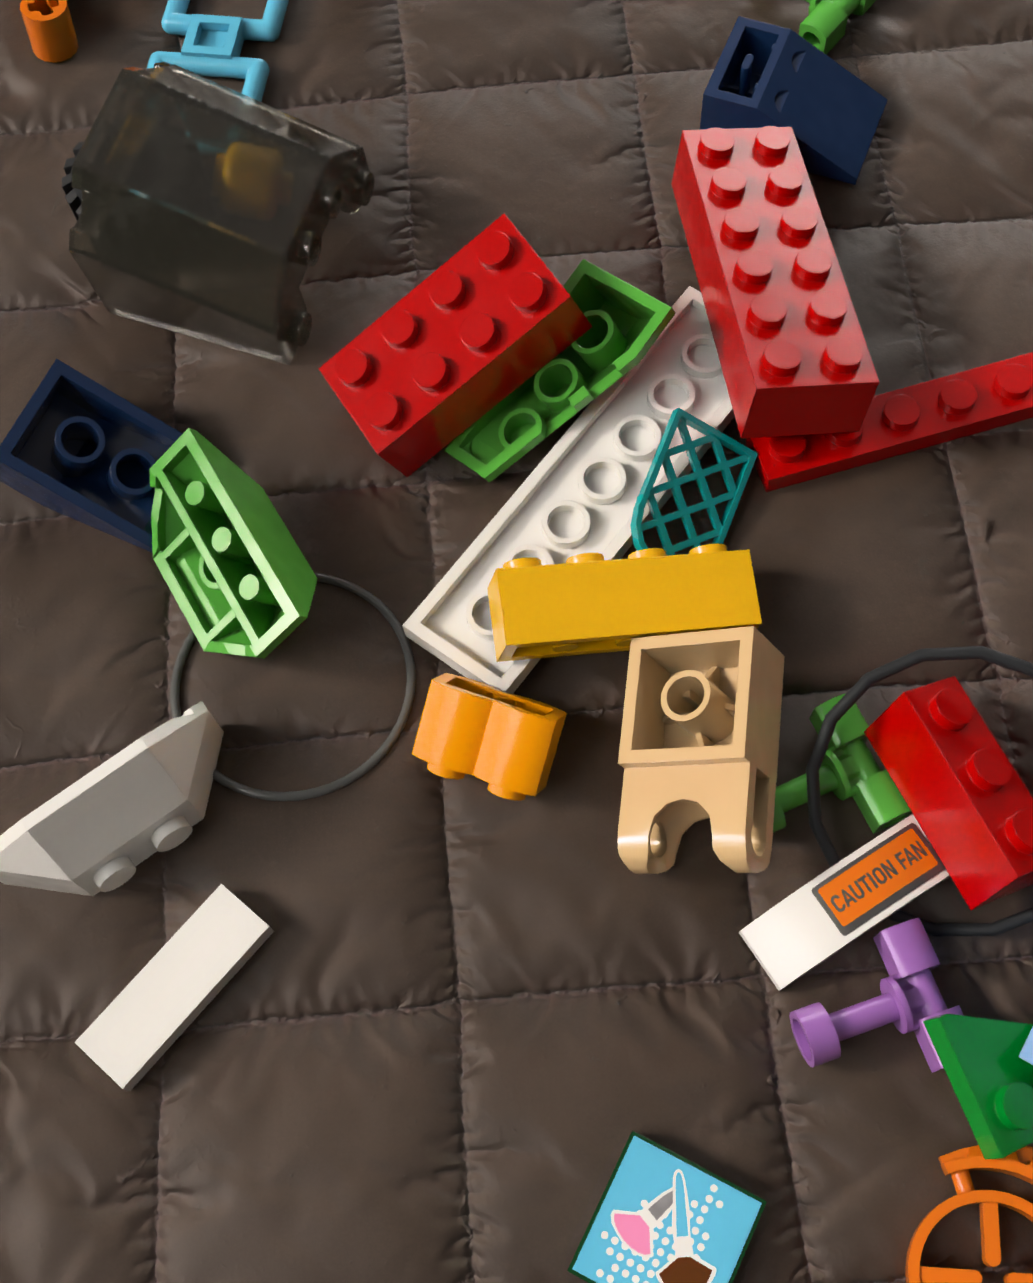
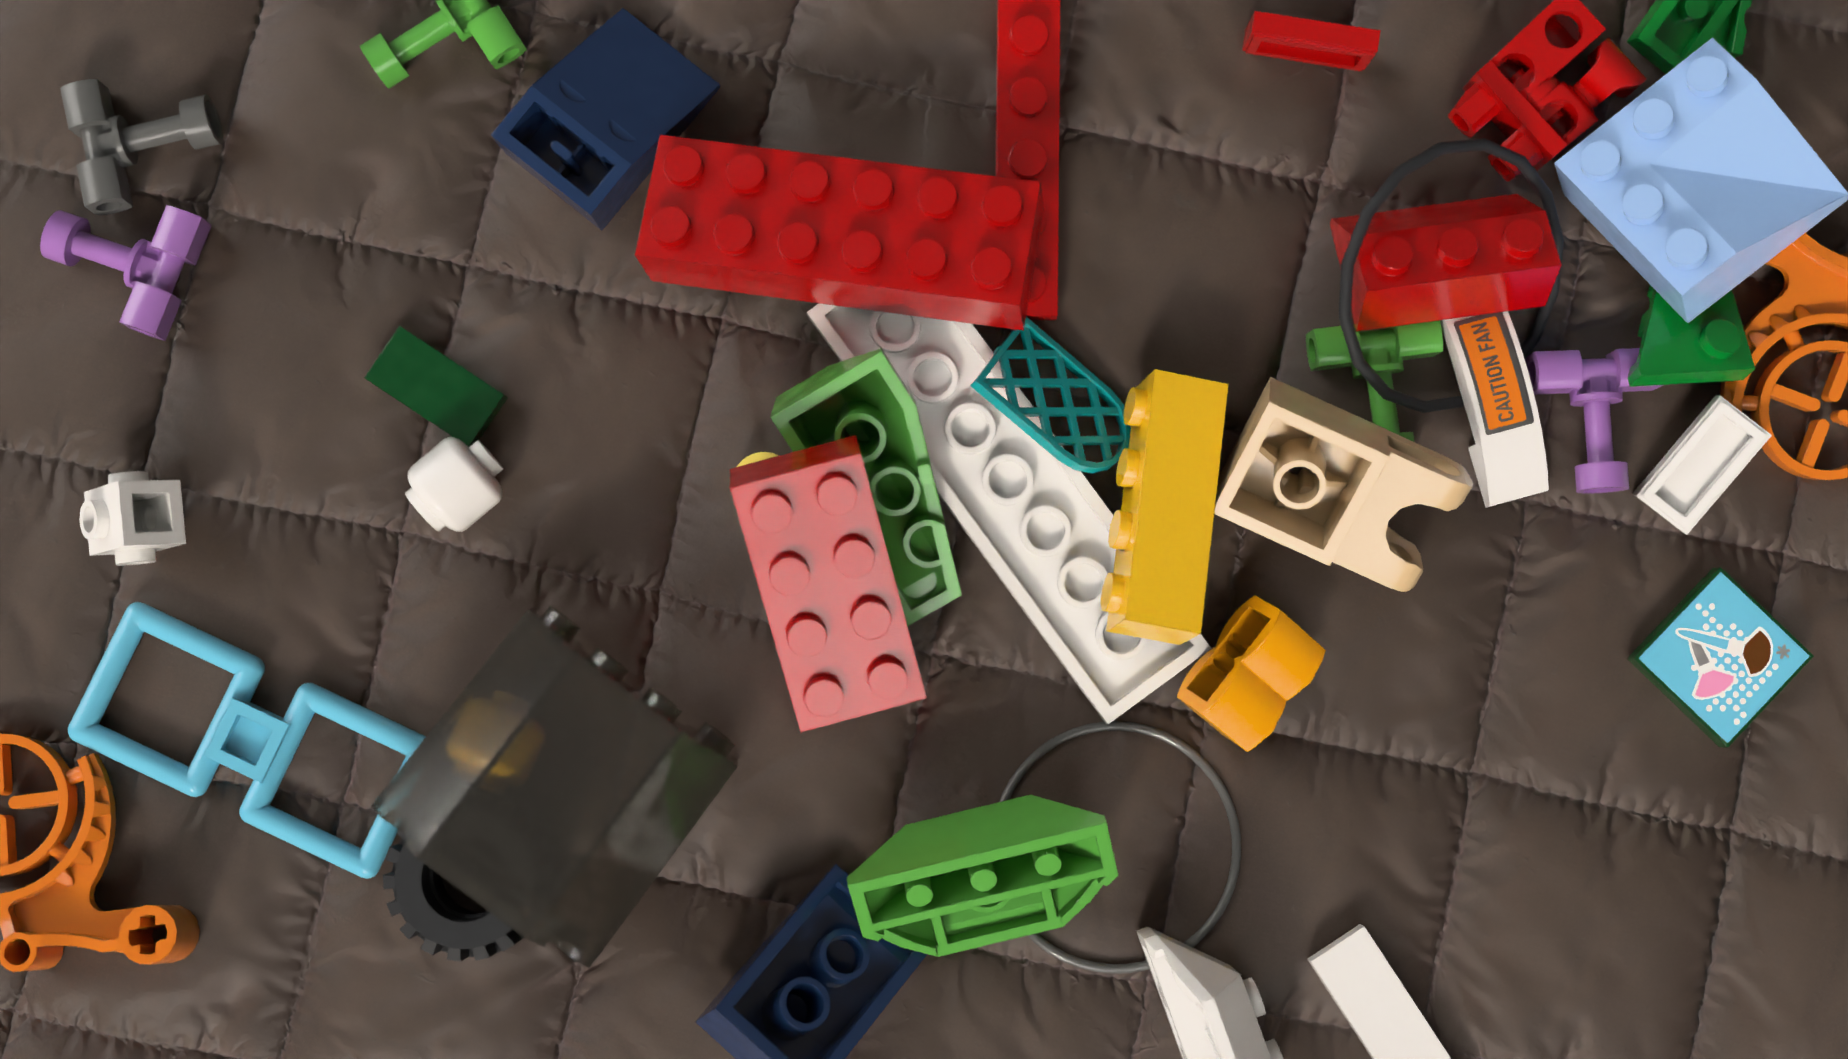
camera: 80 degrees left, 20 degrees up
(452, 96) = (454, 484): none -> white head
(527, 76) = (435, 387): none -> dark green tile
(873, 1145) = (1702, 464): none -> white tile

